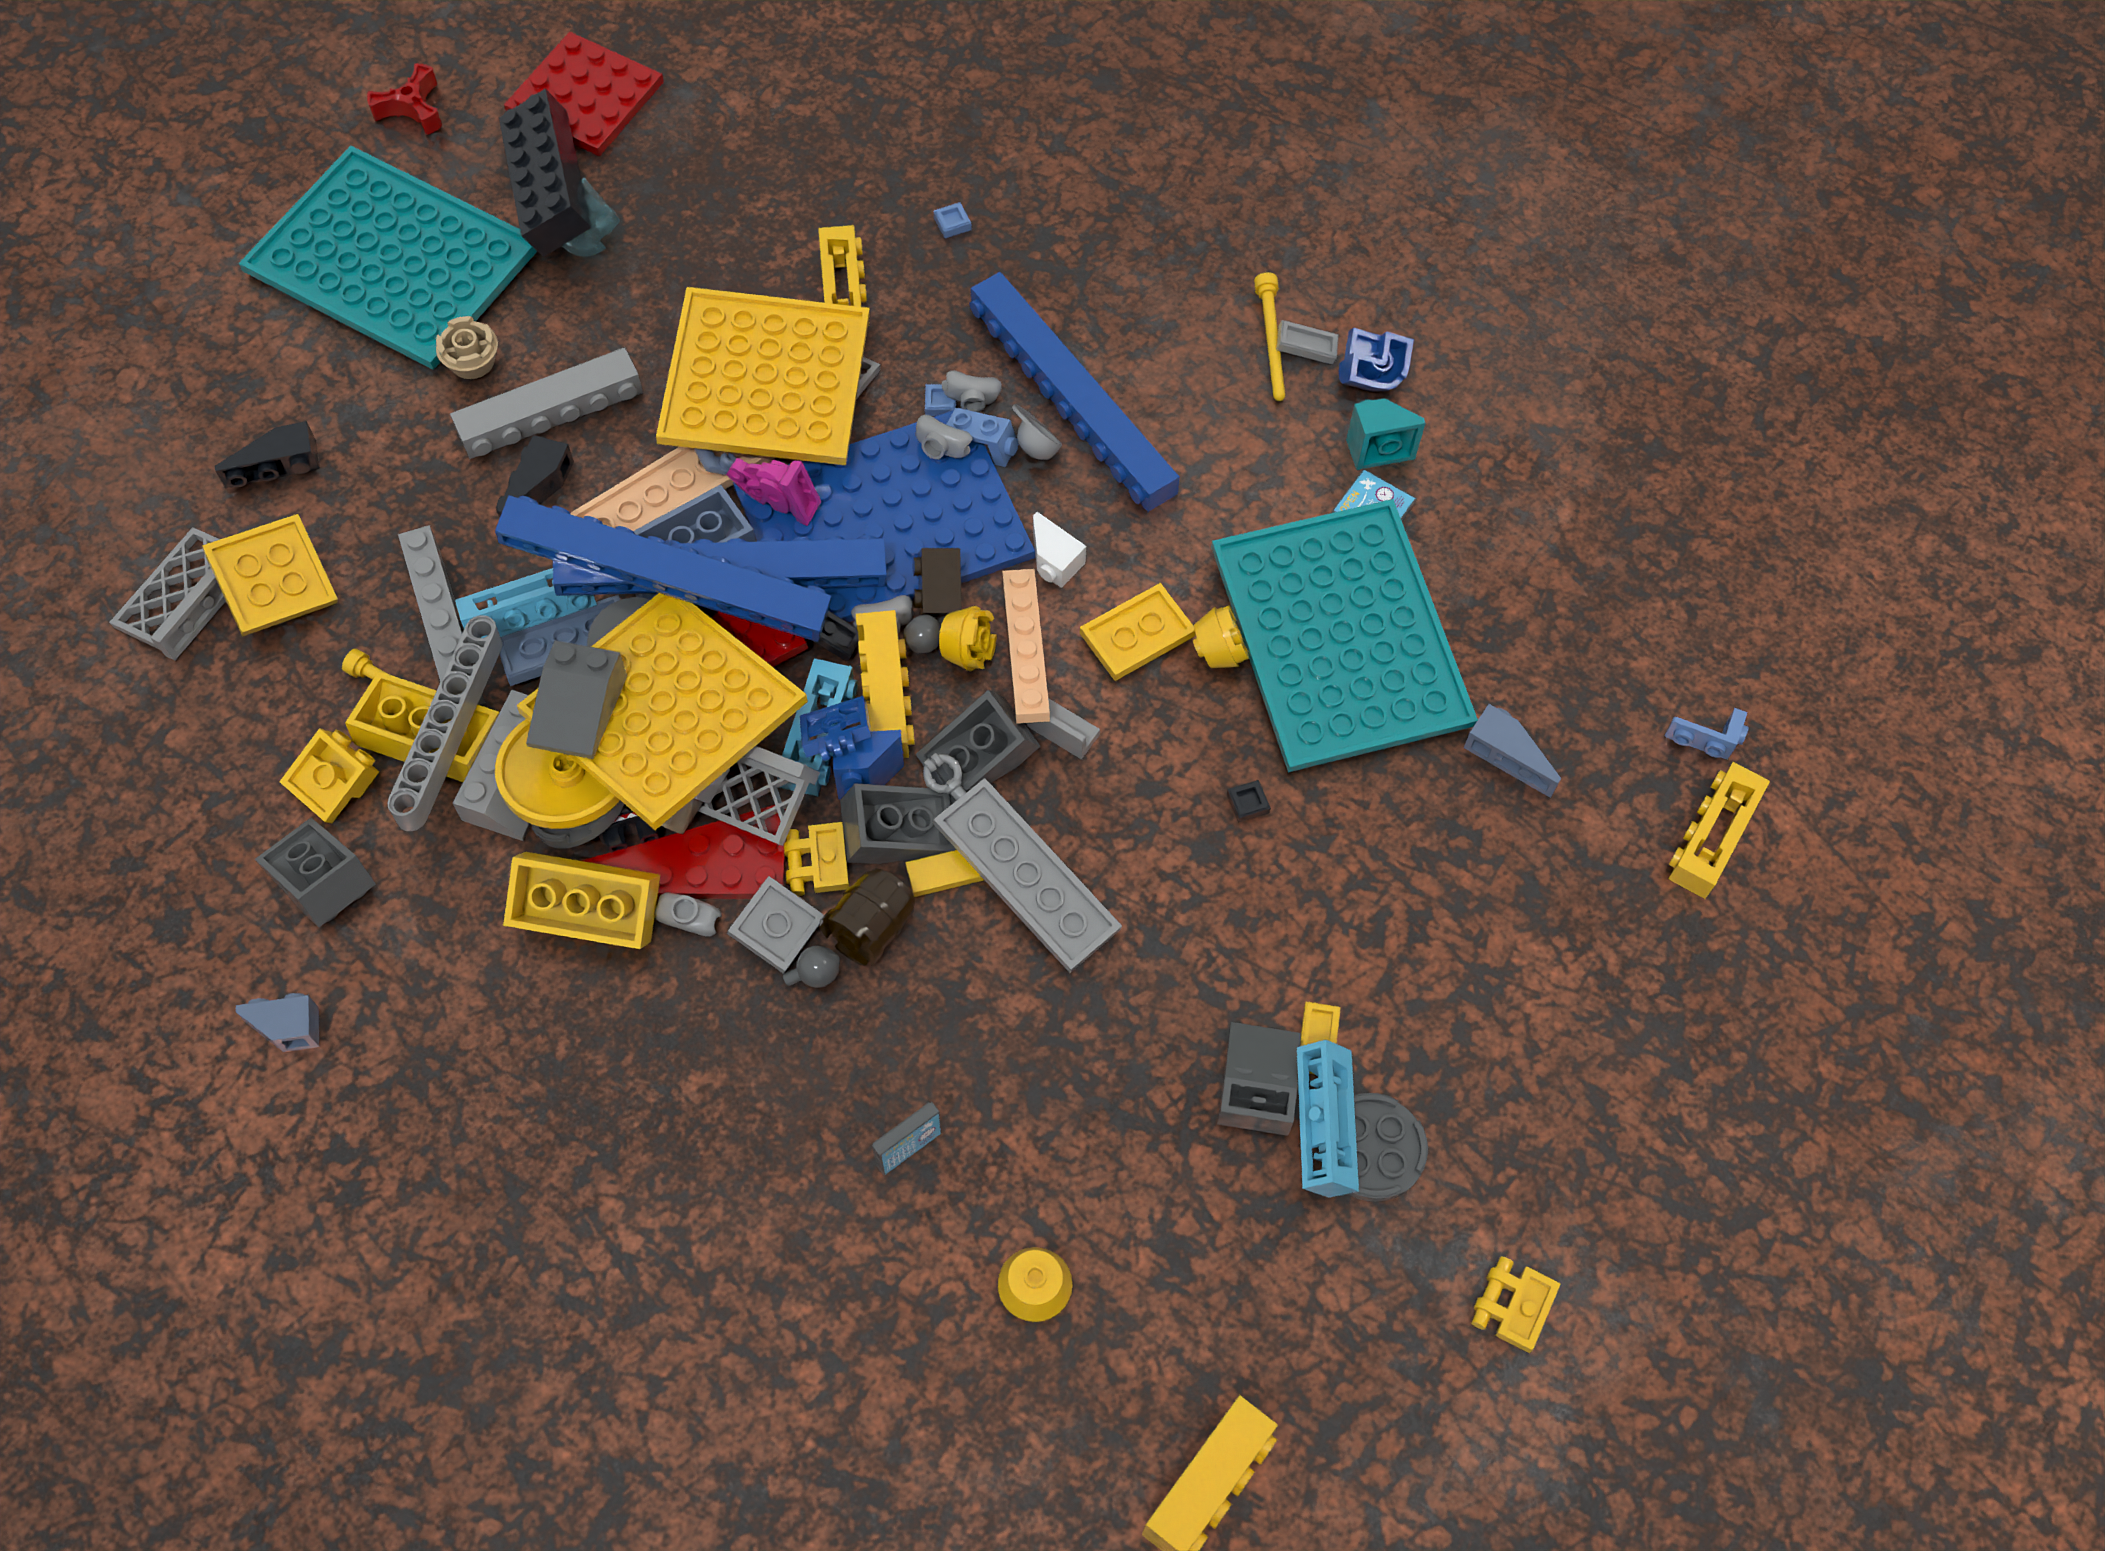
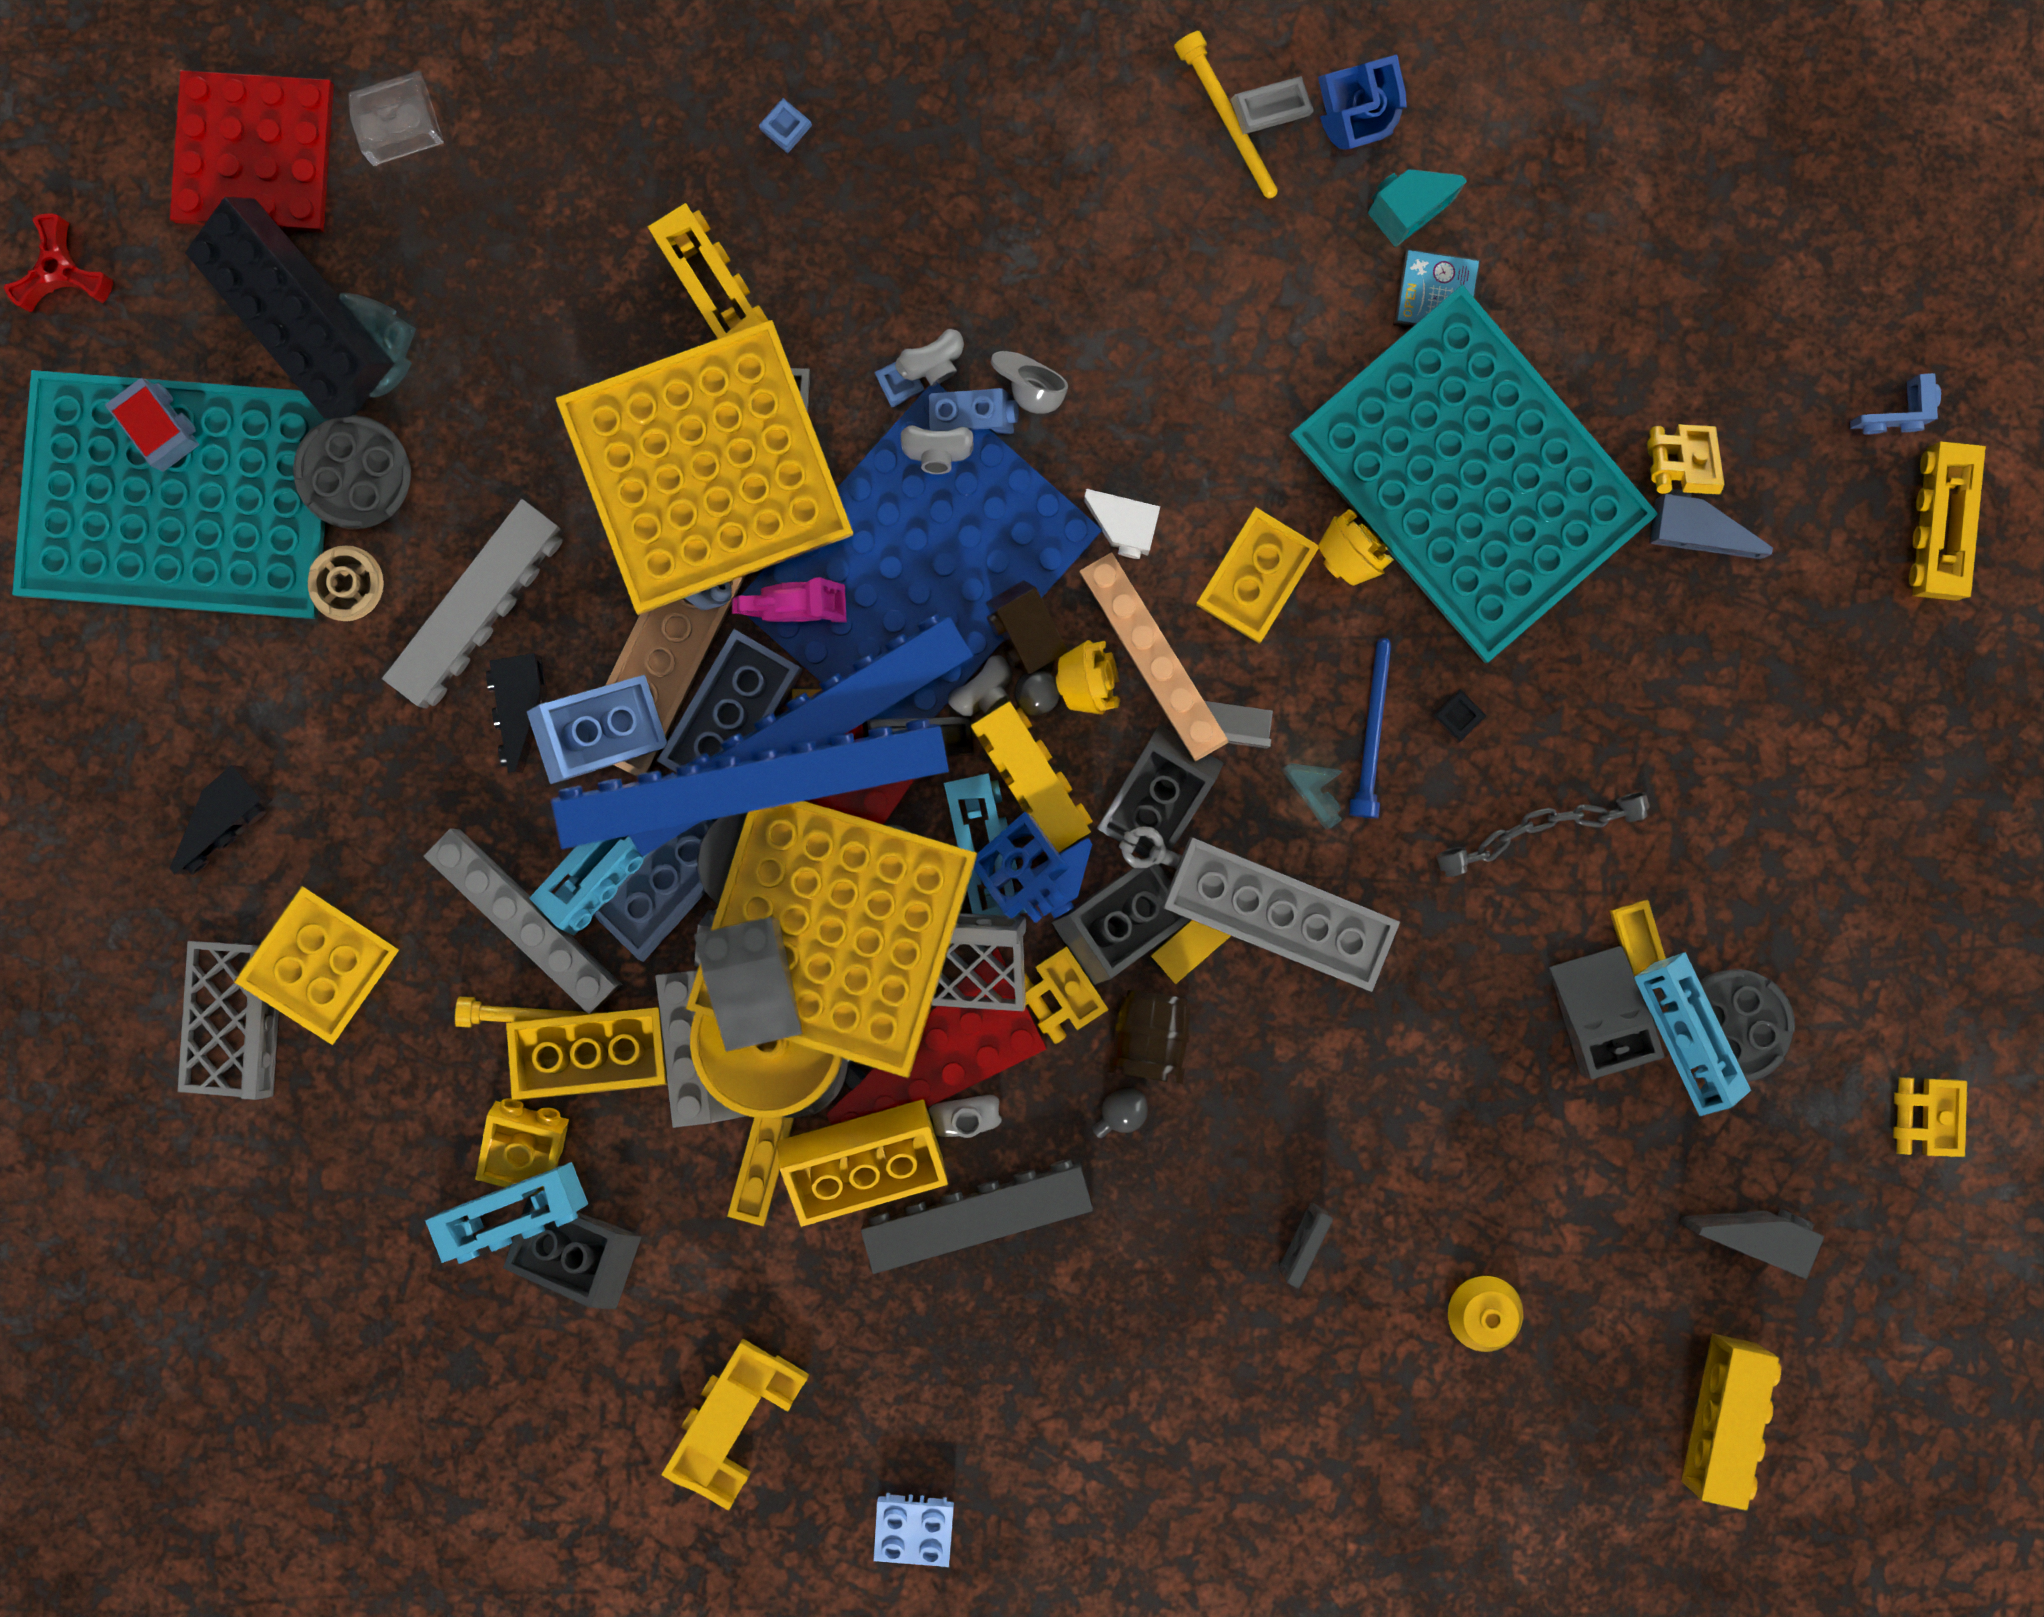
camera: 25 degrees left, 25 degrees up
(243, 817) = (455, 1237): none -> medium azure brick
(284, 1022) = (643, 1418): sand blue slope -> none
(345, 1051) = (701, 1455): none -> yellow bracket
(406, 200) = (153, 424): none -> brick
(439, 1229) = (913, 1530): none -> light blue hinge
(449, 735) = (614, 1074): light grey beam -> none
(491, 885) = (759, 1170): none -> yellow plate
(519, 289) = (351, 472): none -> dark grey tile
(584, 495) = (597, 728): none -> light blue slope
(649, 994) = (976, 1217): none -> dark grey brick
(688, 113) = (394, 118): none -> clear slope
(775, 924) = (1061, 1087): light grey plate -> none
(1074, 392) = (1040, 301): blue brick -> none
(1104, 794) = (1307, 782): none -> clear light blue slope
(1139, 828) = (1365, 800): none -> blue piece
(1312, 1324) = (1775, 1239): none -> dark grey slope
(1359, 928) = (1631, 806): none -> dark grey piece
(1522, 692) = (1698, 459): none -> yellow plate

